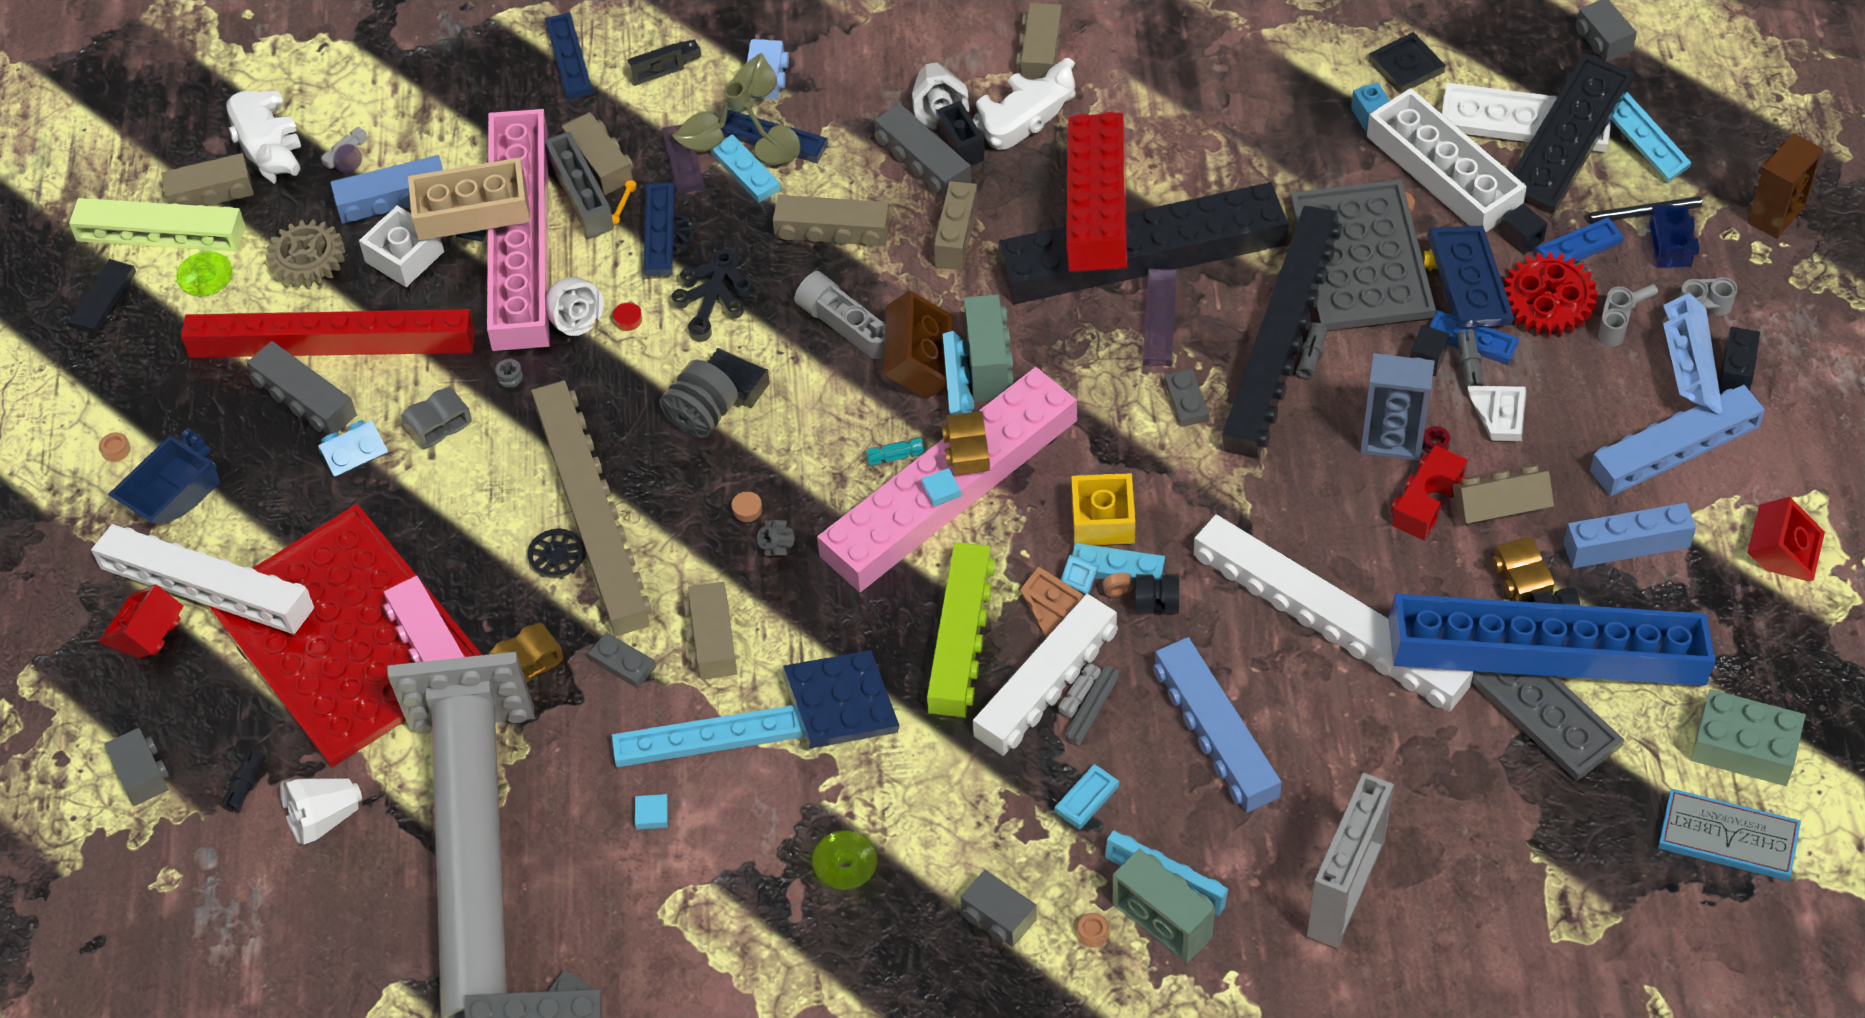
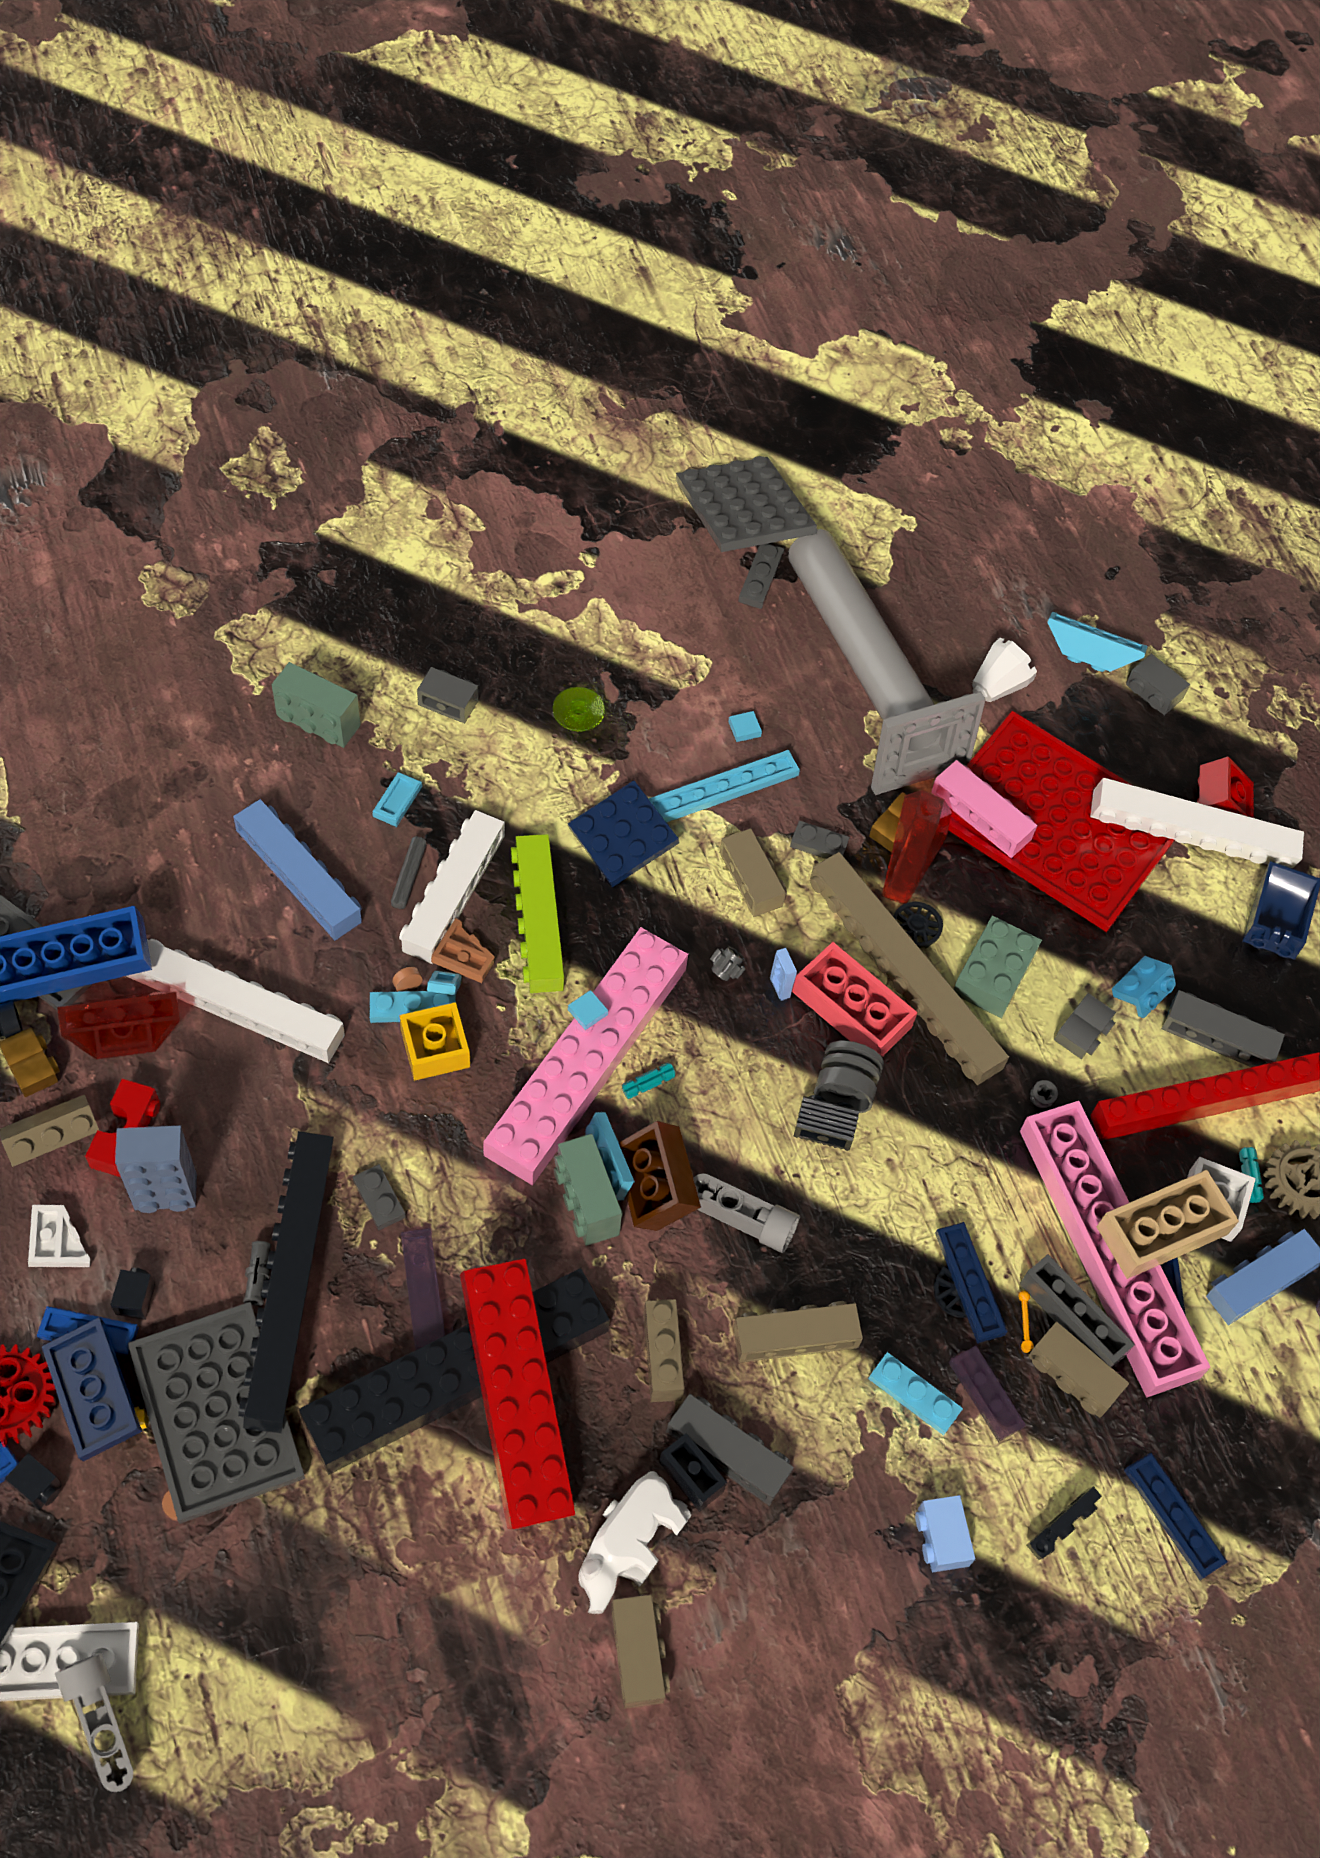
camera: 155 degrees right, 5 degrees up
(177, 826) = (1093, 645): none -> medium azure wedge
(243, 781) = (1071, 693): black pin -> none
(350, 273) = (1251, 1168): none -> teal axle
(496, 485) = (996, 966): none -> sand green brick
(515, 618) = (917, 841): none -> clear red wedge
(574, 305) = (1017, 1167): white cylinder -> none
(627, 316) = (959, 1179): red tile -> none
(661, 472) = (853, 1000): none -> coral brick
(721, 265) = (887, 1226): black plant -> none
(722, 505) = (783, 974): none -> light blue plate
(745, 131) = (903, 1446): dark blue tile -> none
(747, 506) = (766, 999): nougat tile -> none
(754, 79) = (942, 1488): olive plant -> none
(936, 89) = (737, 1534): white cone -> none
(968, 443) = (574, 1052): pearl gold brick -> none
(1079, 691) = (421, 881): light grey axle -> none
(1092, 930) = (371, 700): nougat tile -> none
(1122, 847) = (326, 744): medium azure plate -> none
(1157, 593) = (369, 972): black wheel -> none
(1350, 860) = (164, 729): light grey window -> none
(1367, 100) = (223, 1635): dark azure brick -> none
(1387, 582) = (120, 1023): none -> clear red wedge
(1406, 62) = (185, 1731): black tile -> none
(1435, 432) = (115, 1204): dark red bush -> none
(1445, 160) = (127, 1555): white brick -> none
(1469, 358) = (88, 1291): dark grey pin -> none
(1475, 60) = (85, 1685): none -> light grey beam

